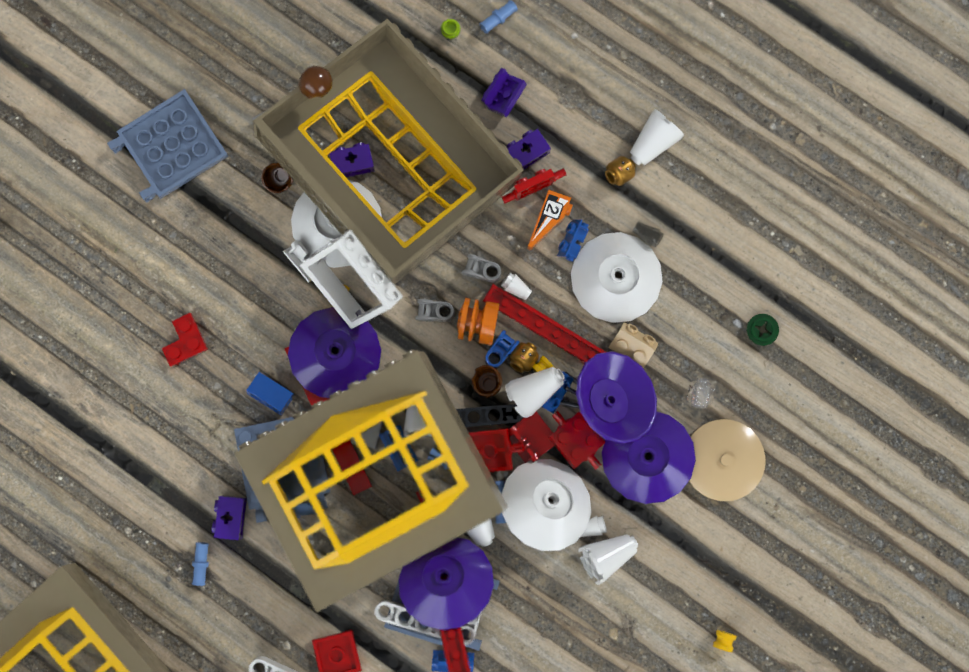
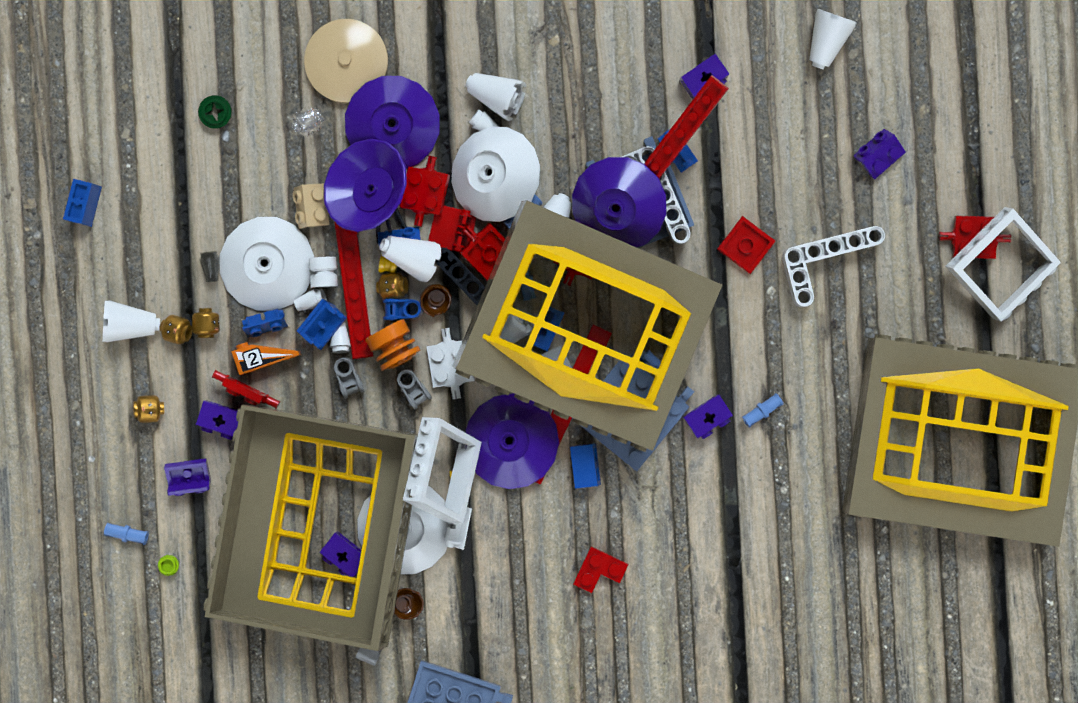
camera: 130 degrees left, 5 degrees up
(315, 82) = (305, 627): reddish brown hair -> none
(436, 348) = (441, 360): none -> white plate
(537, 281) = (321, 324): none -> blue hinge
(562, 288) = (310, 299): none -> white cone
(575, 313) = (323, 272): none -> white wheel
(577, 104) = (148, 408): none -> pearl gold head
(607, 196) = (205, 323): none -> pearl gold head
(771, 177) = (82, 202): none -> blue hinge

